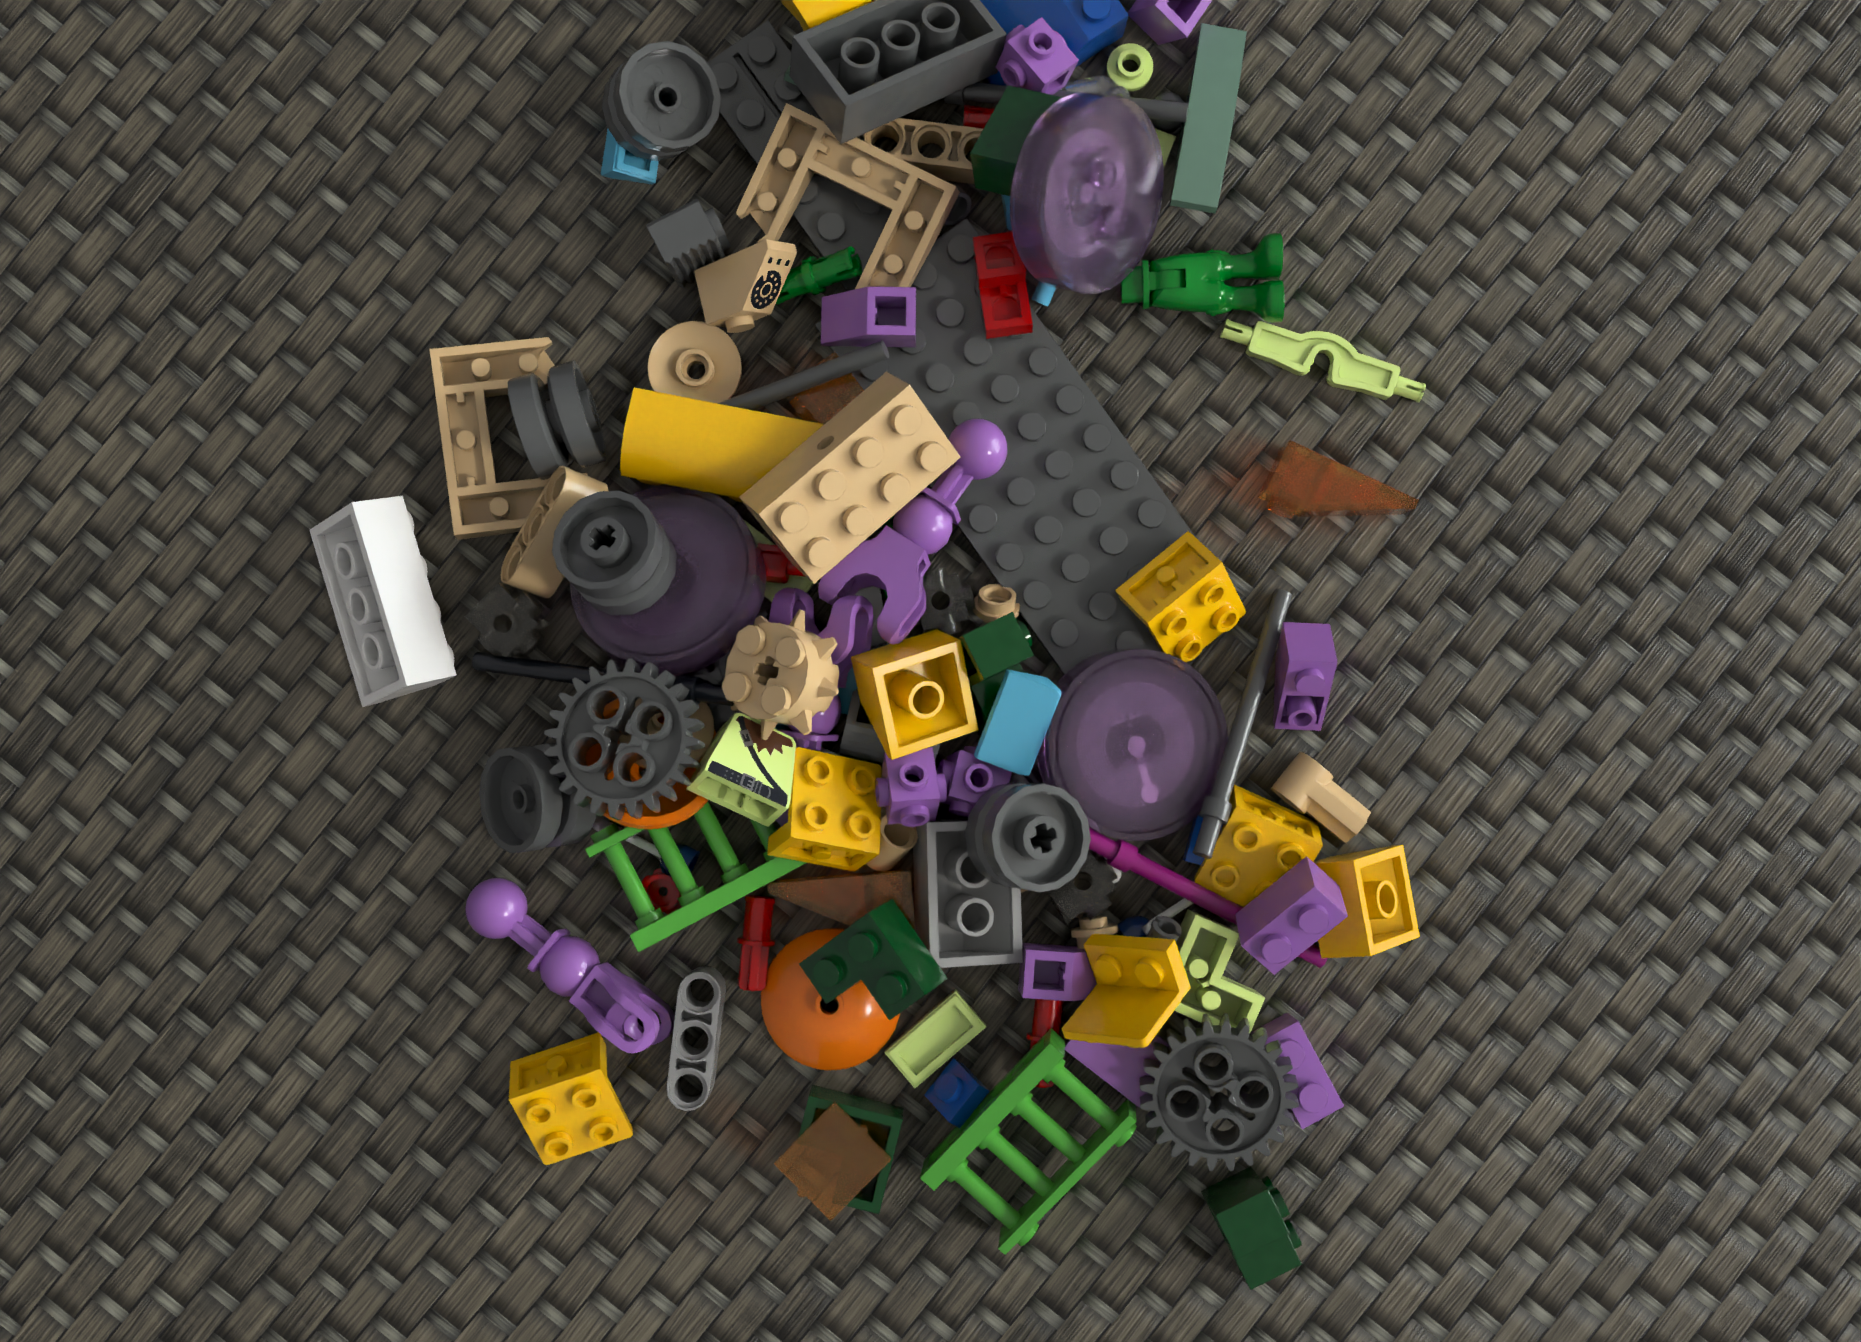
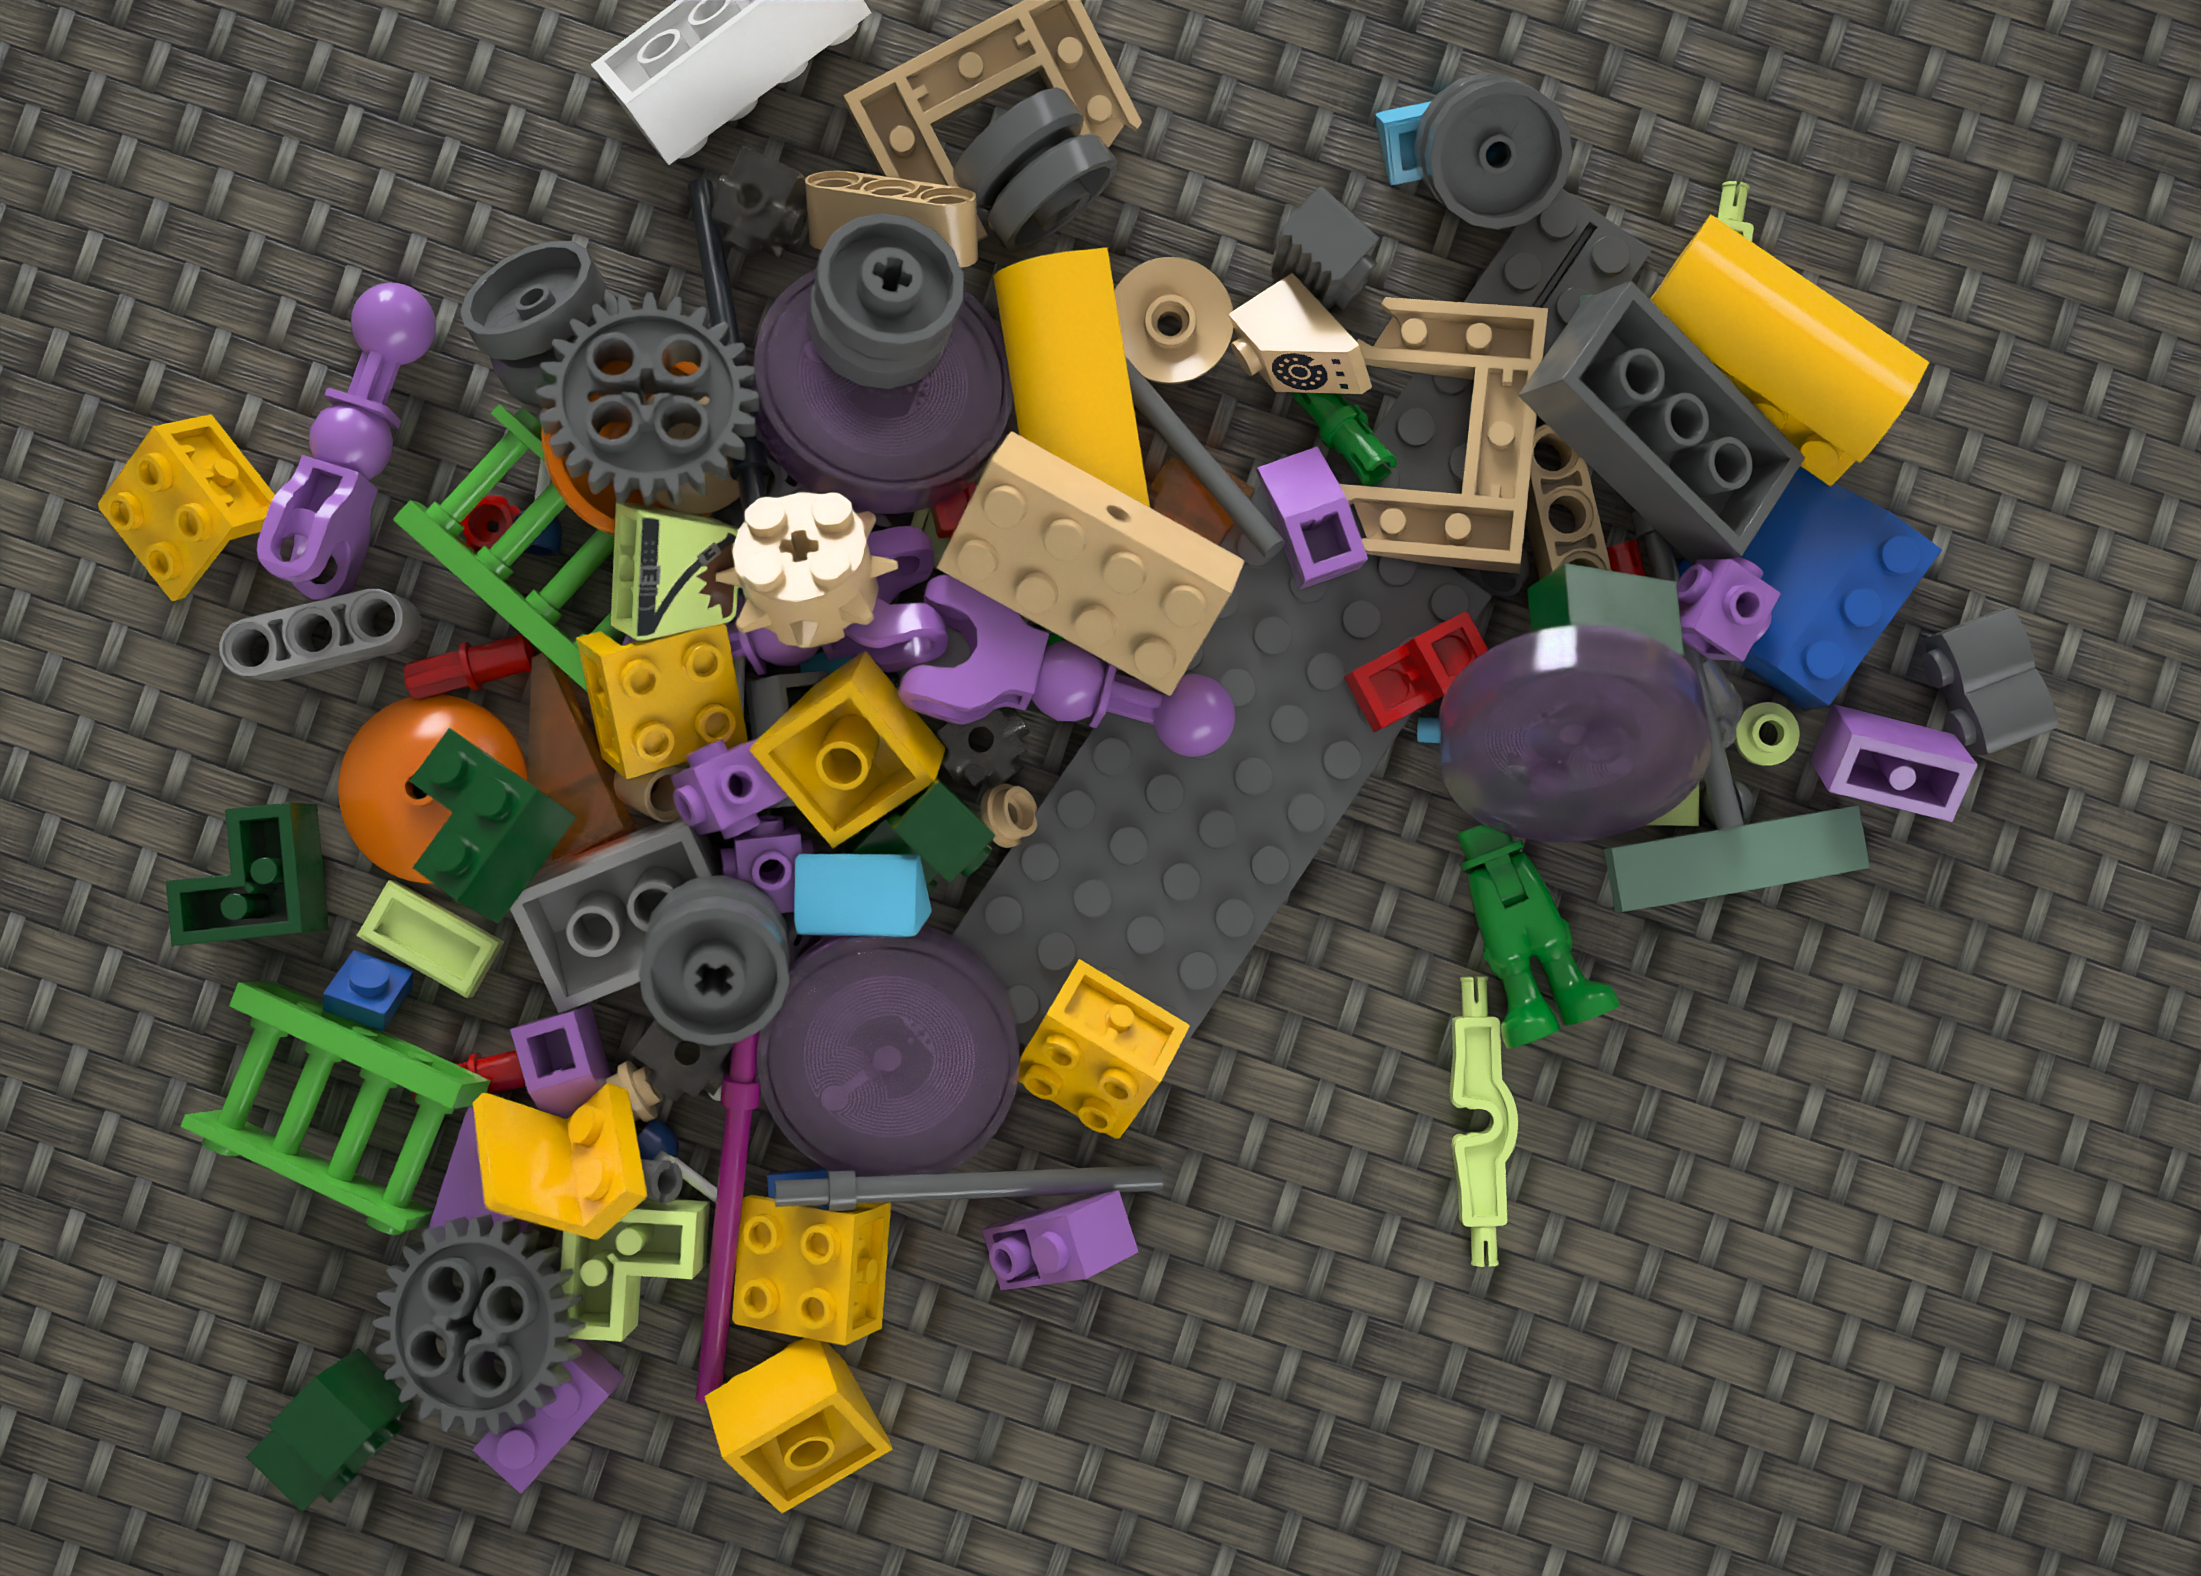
camera: 70 degrees right, 0 degrees up
(832, 1161) = (216, 862): clear orange piece -> none
(1290, 915) = (737, 1336): medium lavender brick -> none
(1311, 790) = (916, 1308): tan piece -> none
(1318, 486) = (1311, 1167): clear orange slope -> none

